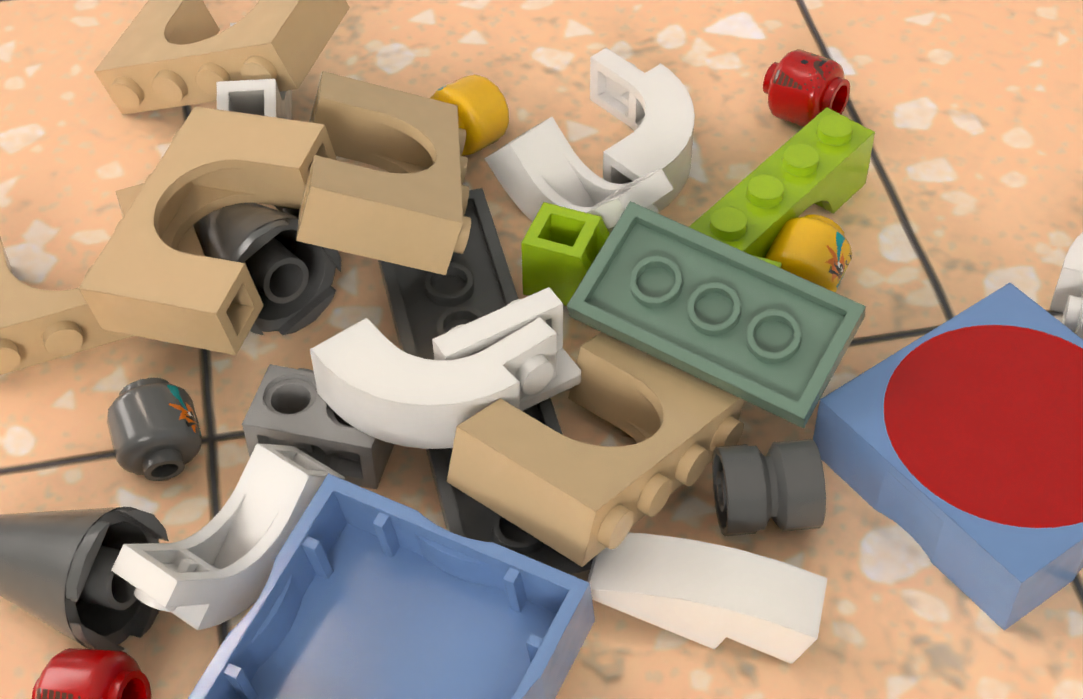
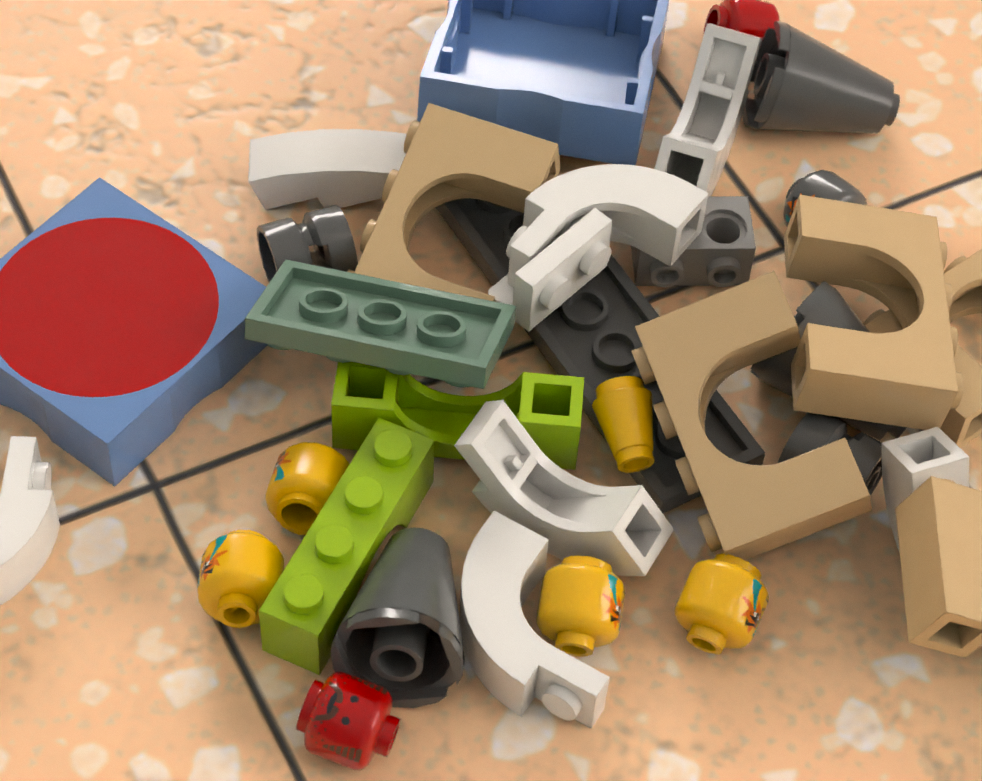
camera: 160 degrees right, 5 degrees up
(493, 228) = (626, 420): none -> yellow cone
(592, 126) = (580, 605): none -> yellow head
(743, 120) = (405, 622): none -> dark grey cone
(882, 198) = (238, 577): none -> yellow head

